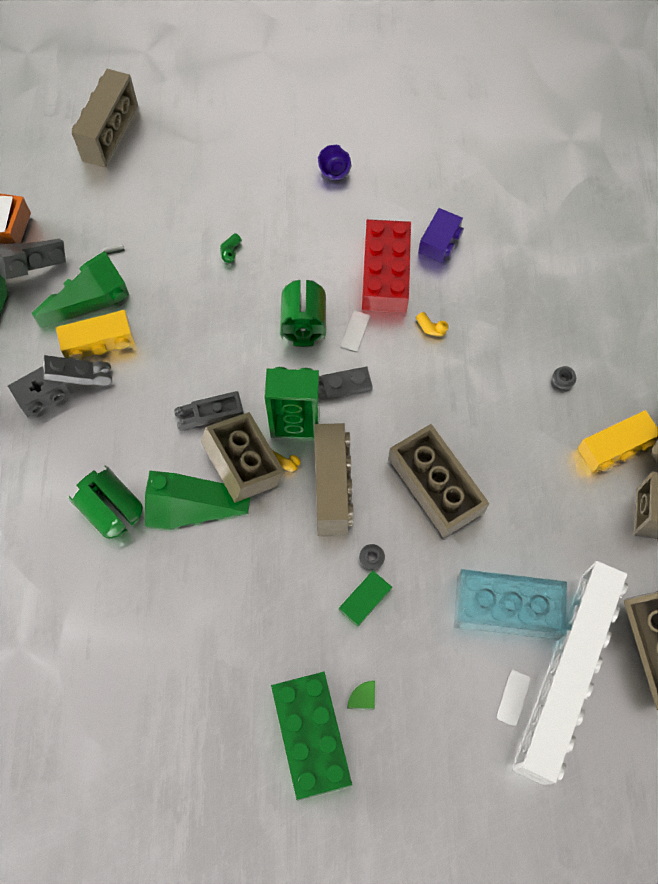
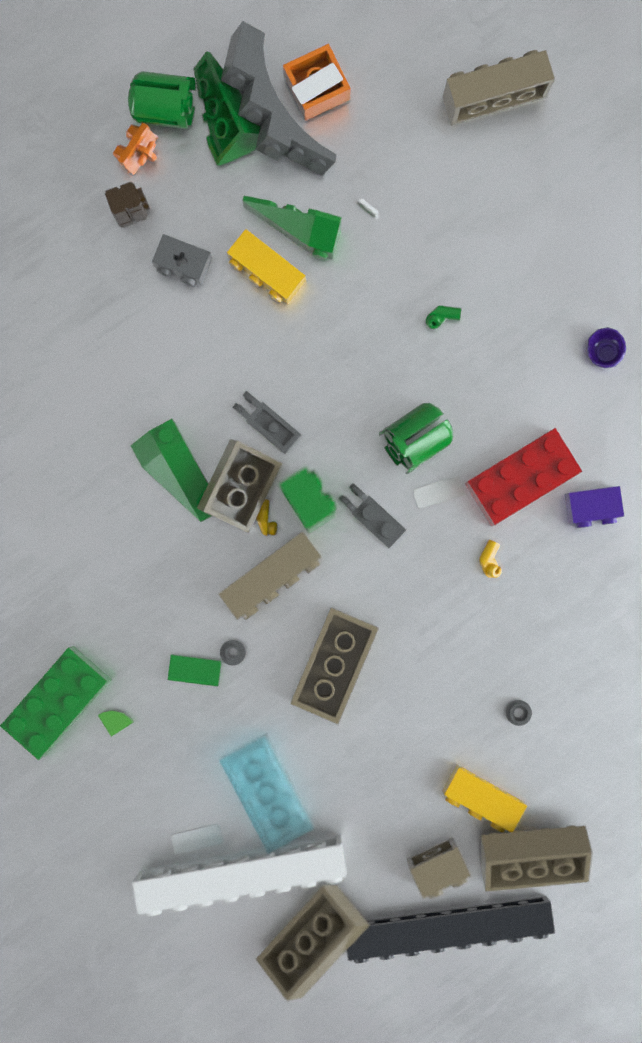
camera: 60 degrees right, 20 degrees up
(76, 371) = (217, 279): dark grey hinge -> none
(98, 512) = (122, 405): green cylinder -> none

